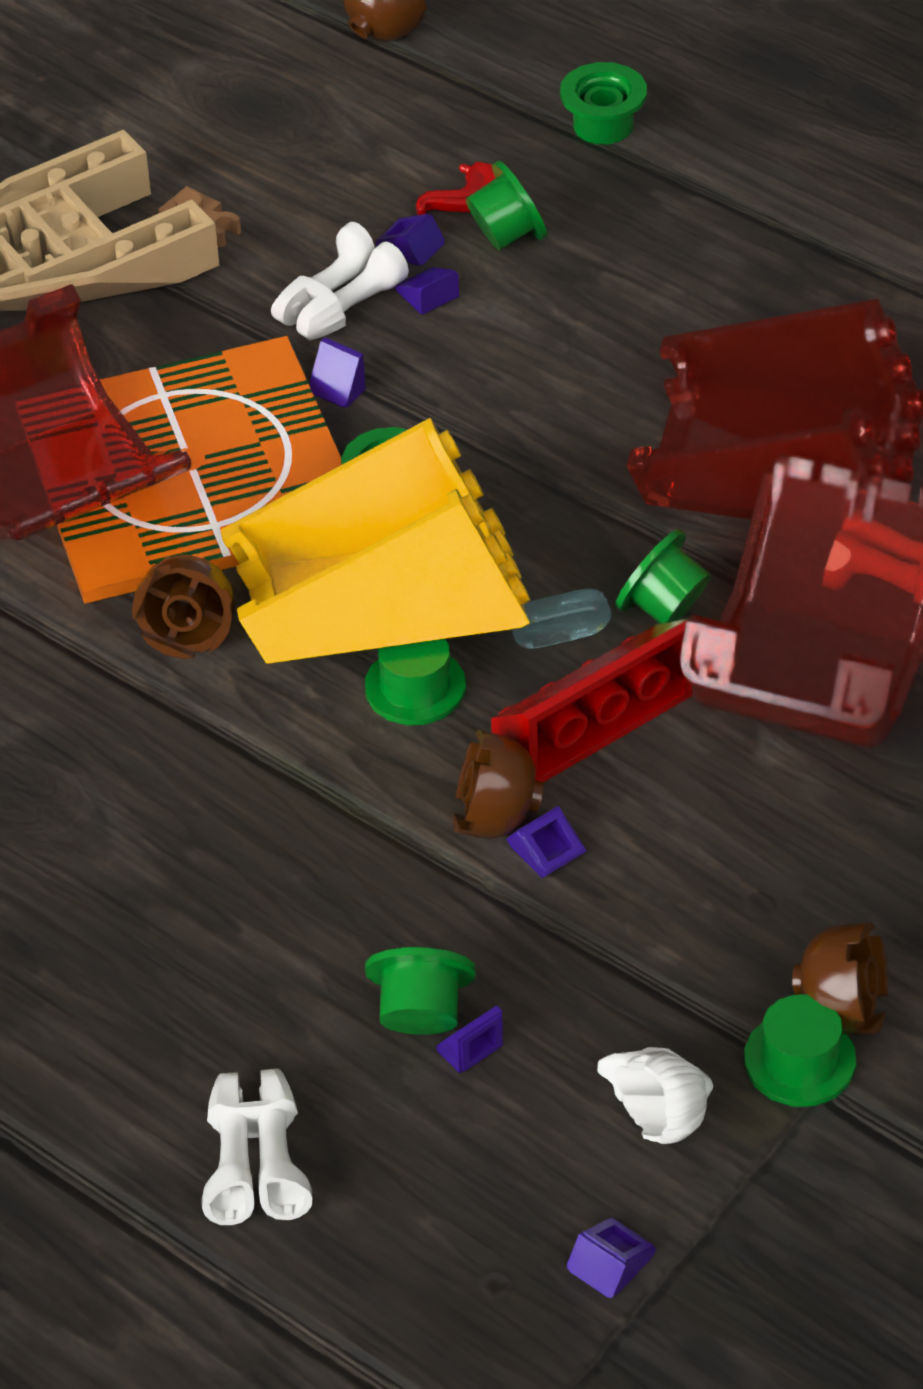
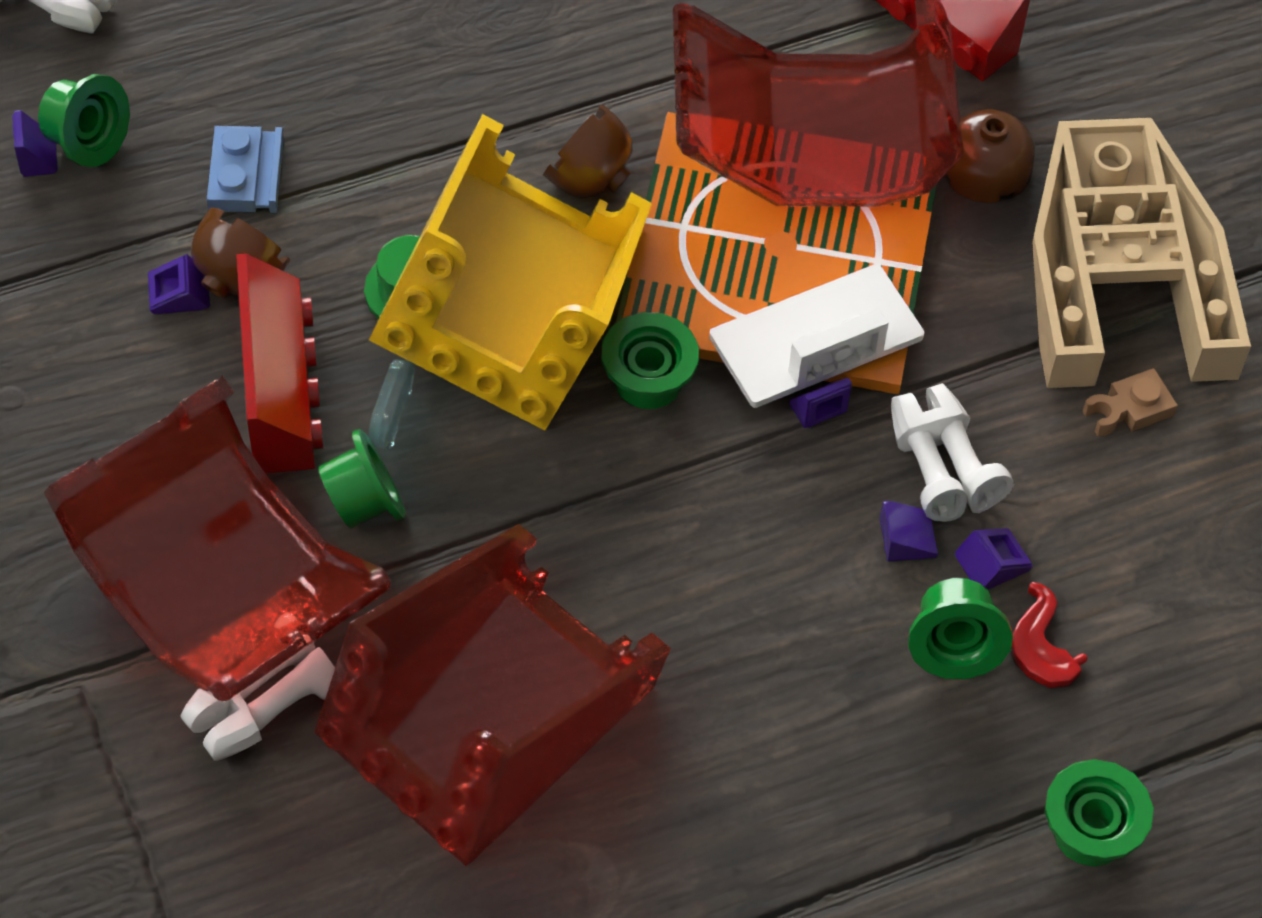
camera: 115 degrees right, 10 degrees up
(285, 378) = (816, 335): none -> white bracket
(368, 866) = (245, 169): none -> medium blue plate

